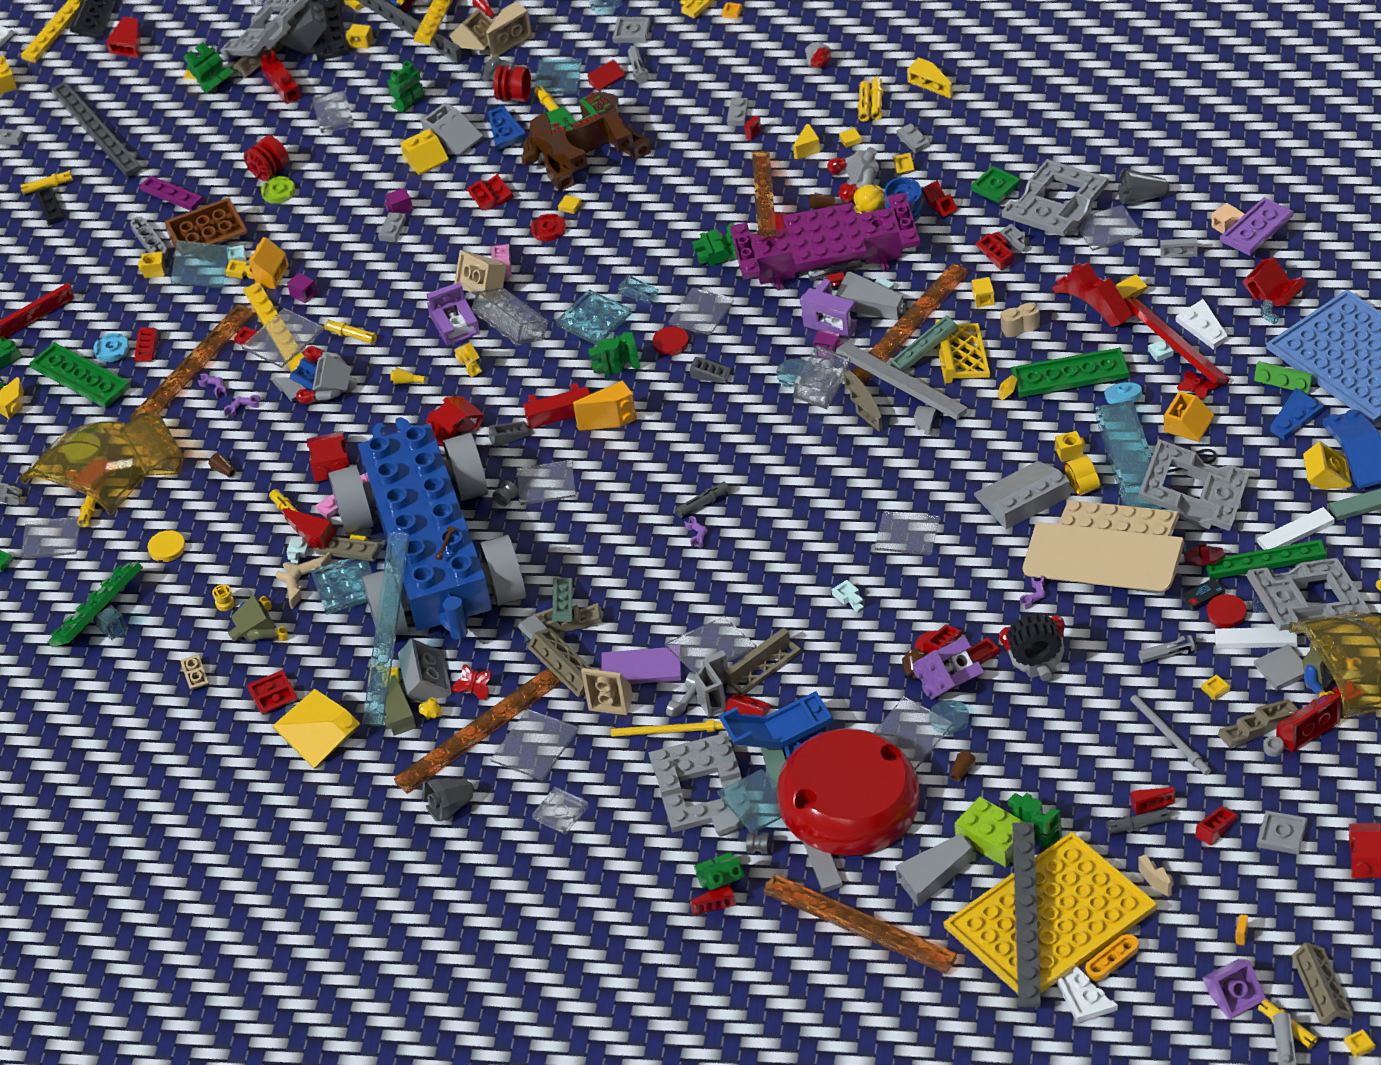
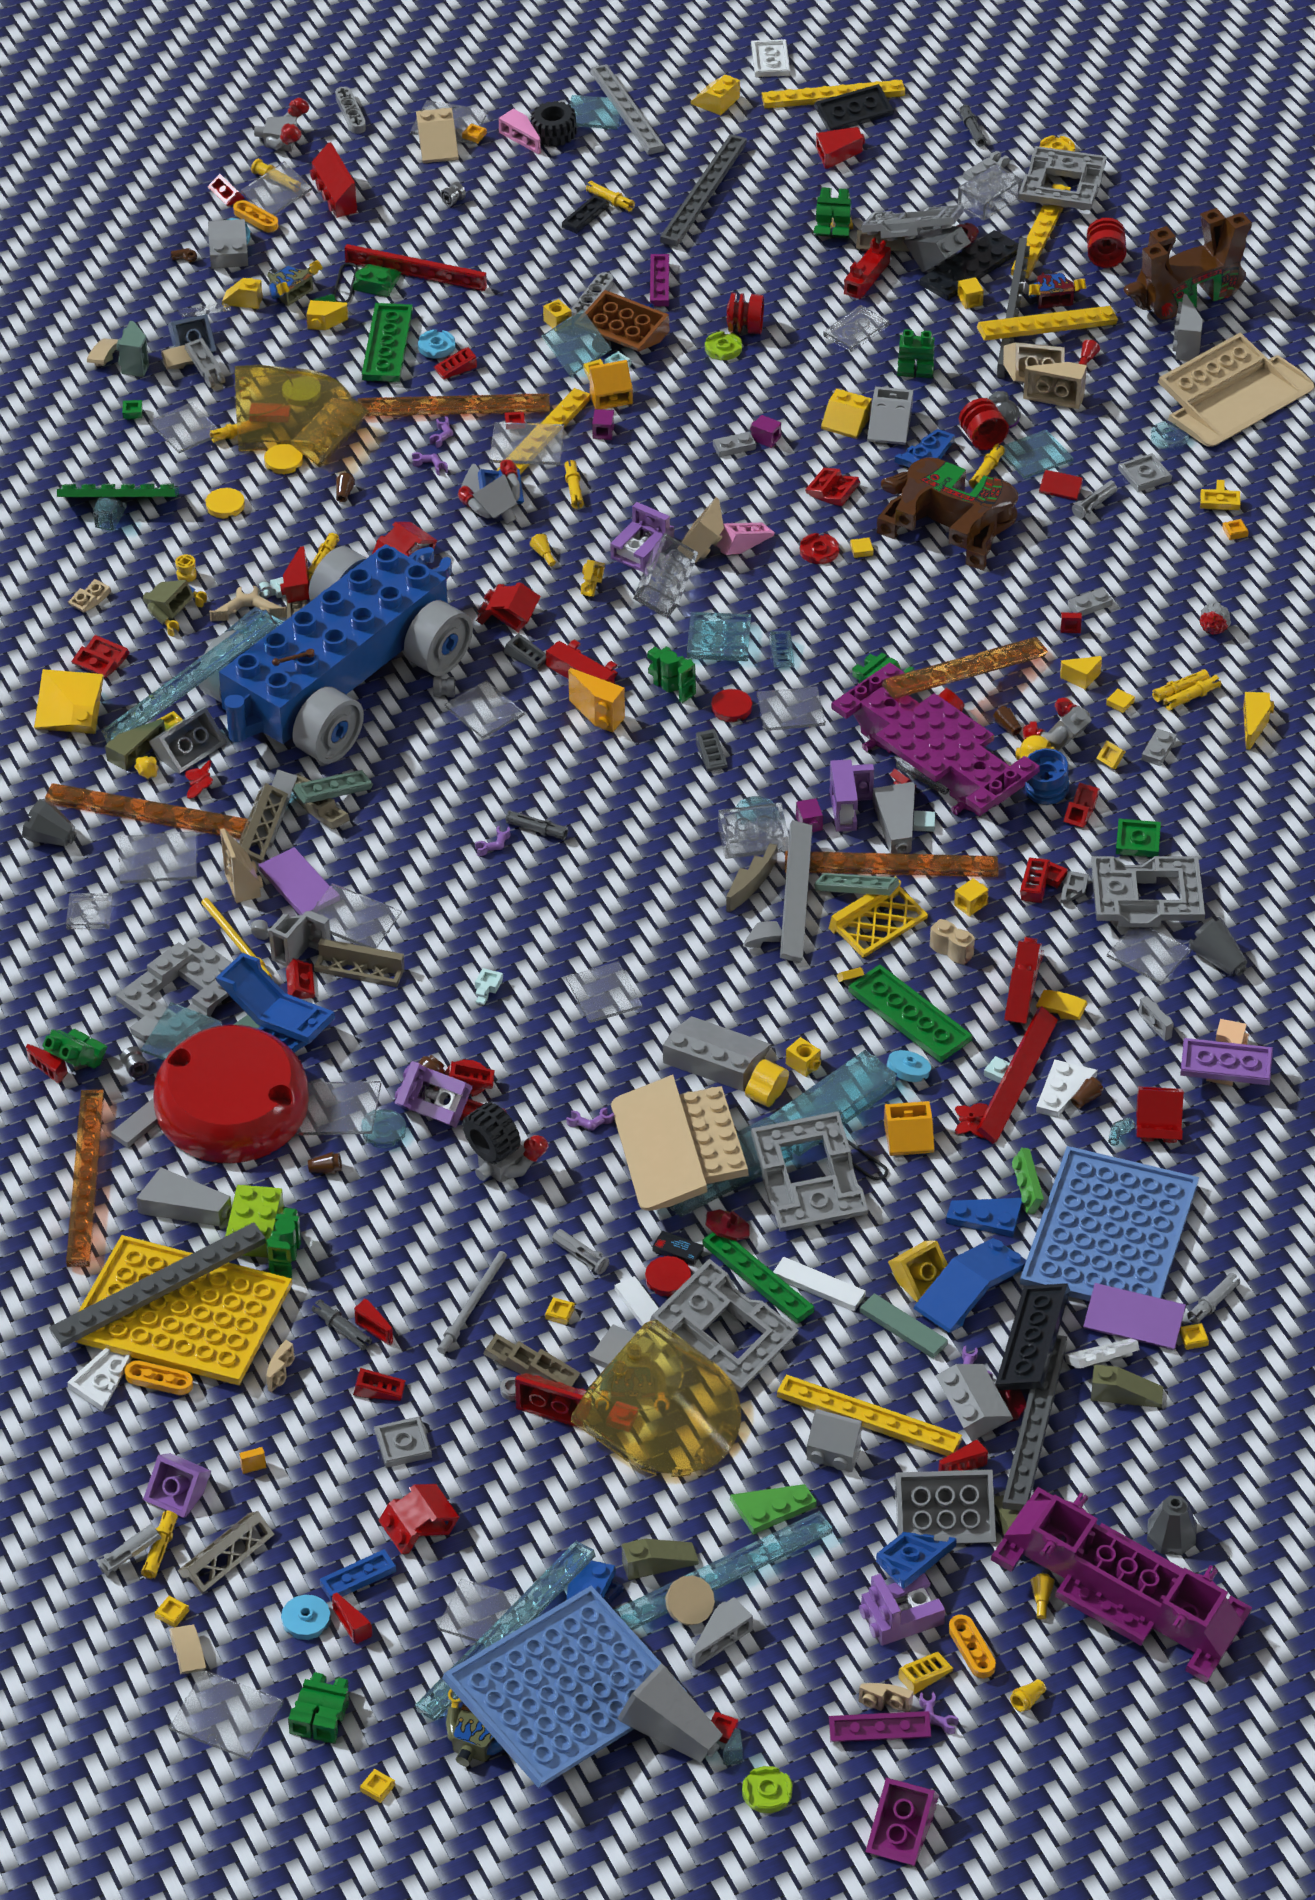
camera: 50 degrees right, 0 degrees up
(150, 490) = (283, 459): none -> yellow tile
(1221, 312) = (1087, 1092): none -> reddish brown cone

